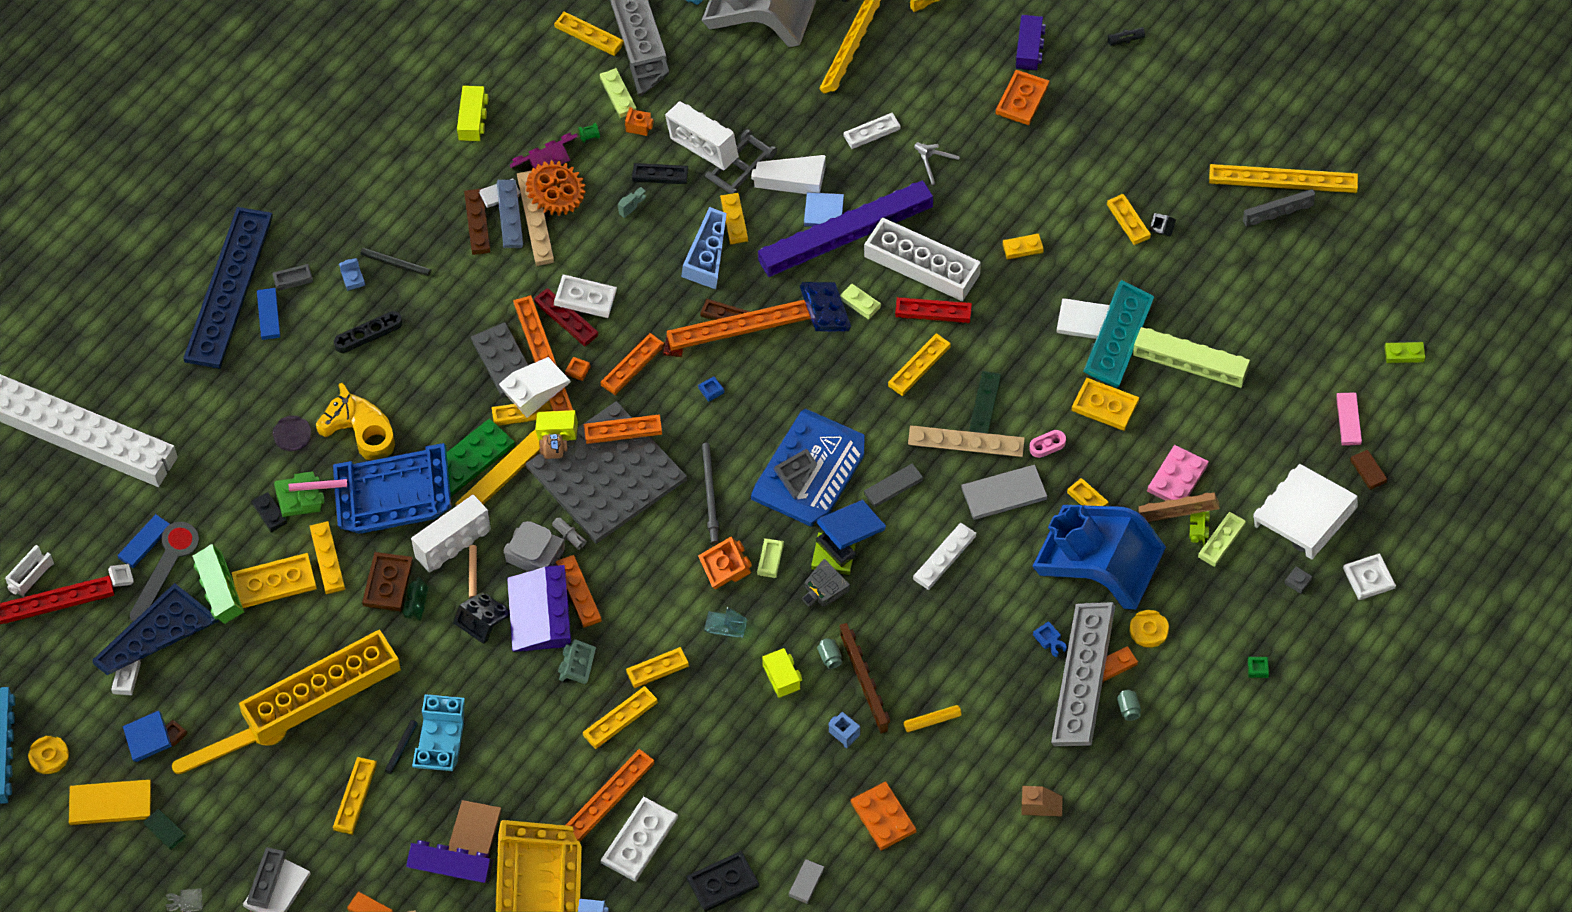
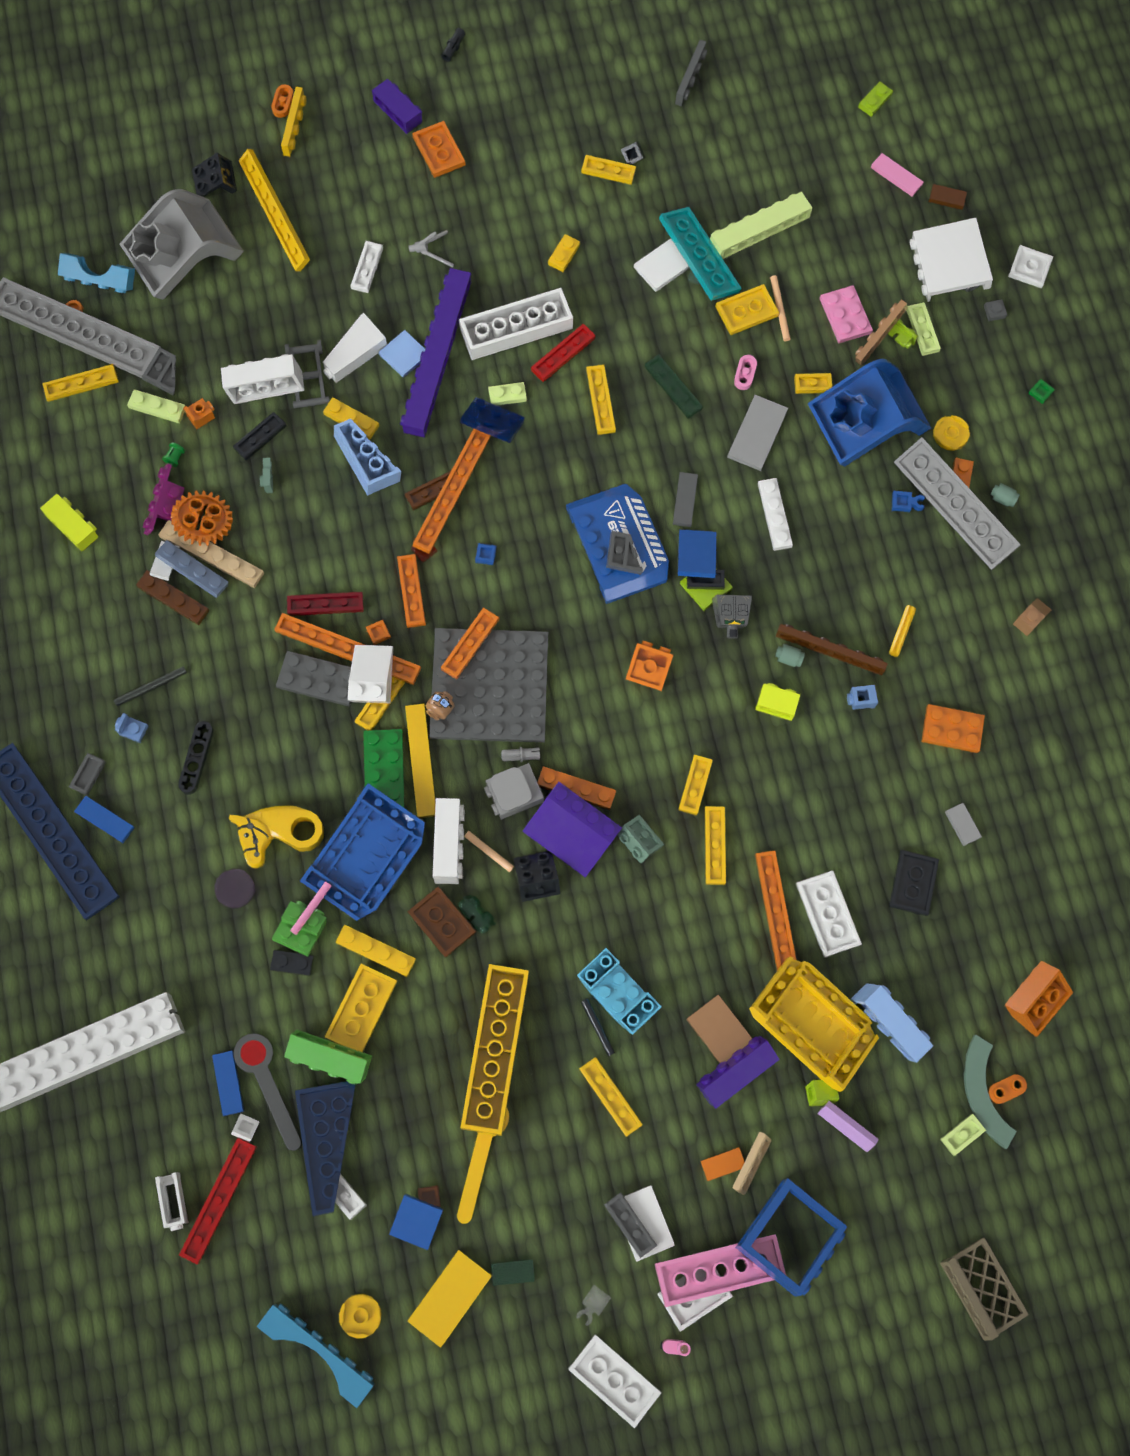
camera: 55 degrees left, 15 degrees up
(557, 422) = (422, 687): neon yellow brick -> none
(585, 296) = (320, 575): white tile -> none
(712, 524) = (606, 647): dark grey bar -> none
(726, 624) = (698, 707): clear light blue slope -> none
(770, 558) = (670, 631): yellowish green tile -> none
(966, 441) = (694, 422): tan plate -> none
(1133, 426) = (779, 305): none -> light nougat bar
(1283, 178) = (668, 51): yellow plate -> none

